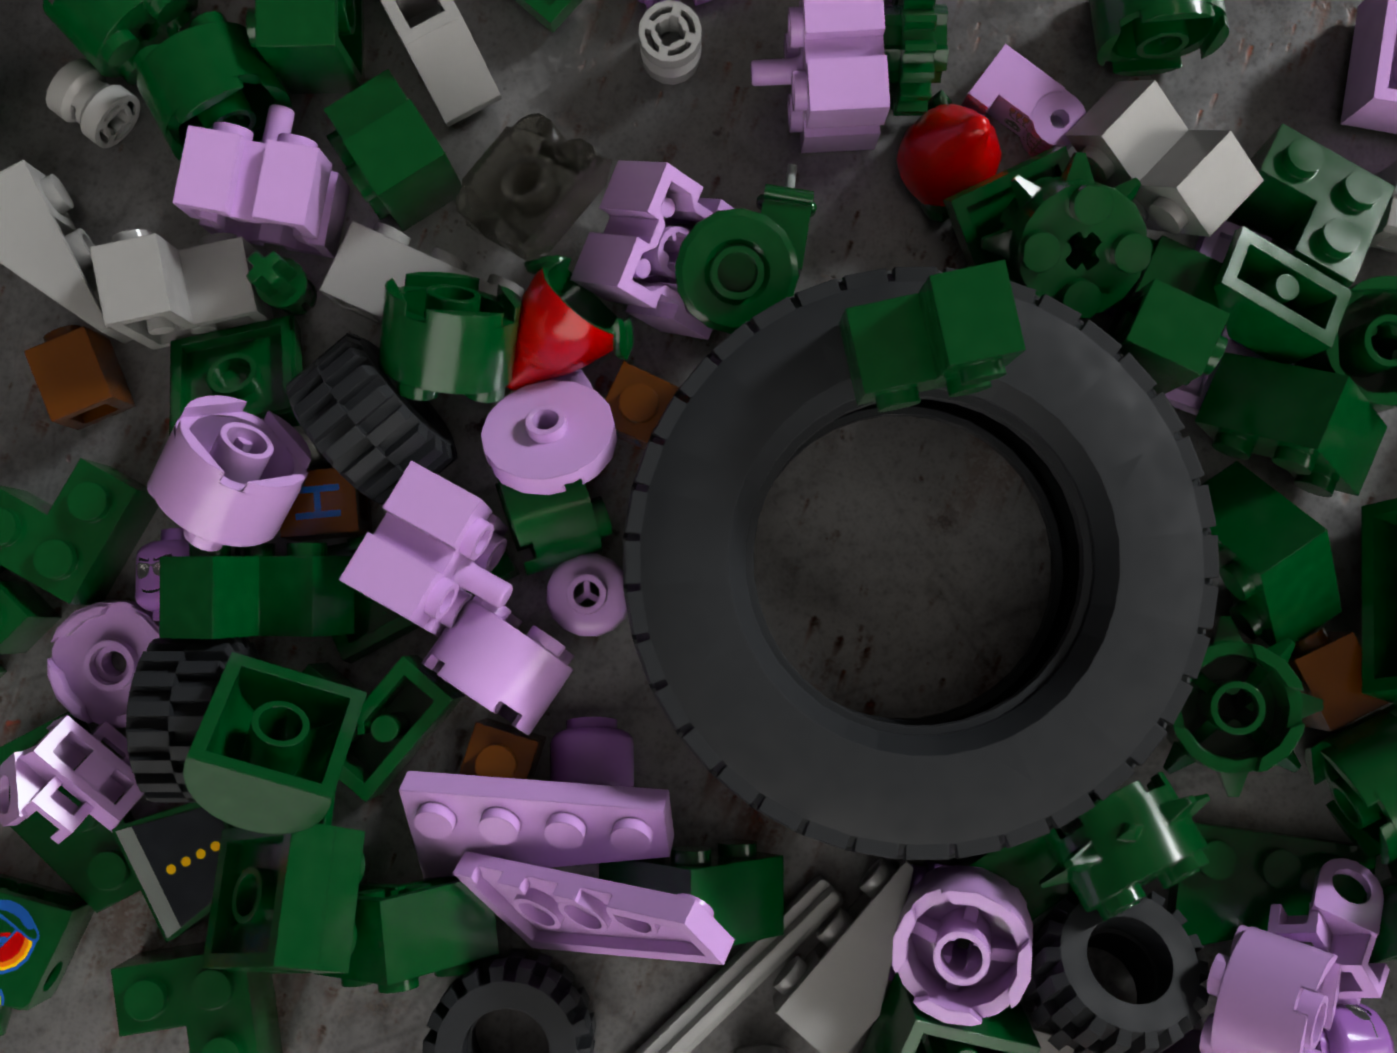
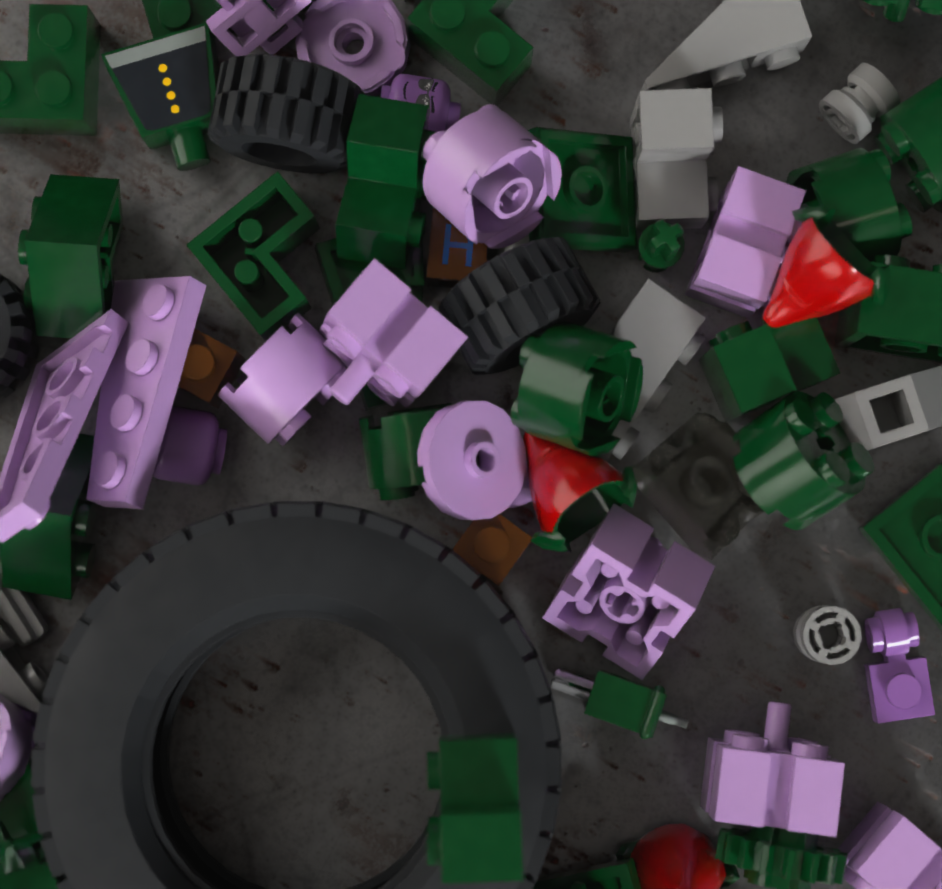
camera: 100 degrees right, 0 degrees up
(79, 377) = (612, 52): reddish brown brick -> none
(271, 746) = (241, 181): dark green brick -> none
(275, 89) = (822, 272): none -> red hat
(286, 900) = (126, 168): dark green brick -> none
(487, 88) = (800, 459): none -> dark green brick
(609, 606) = (353, 474): lavender head -> none
(735, 268) = (592, 653): dark green wheel -> none

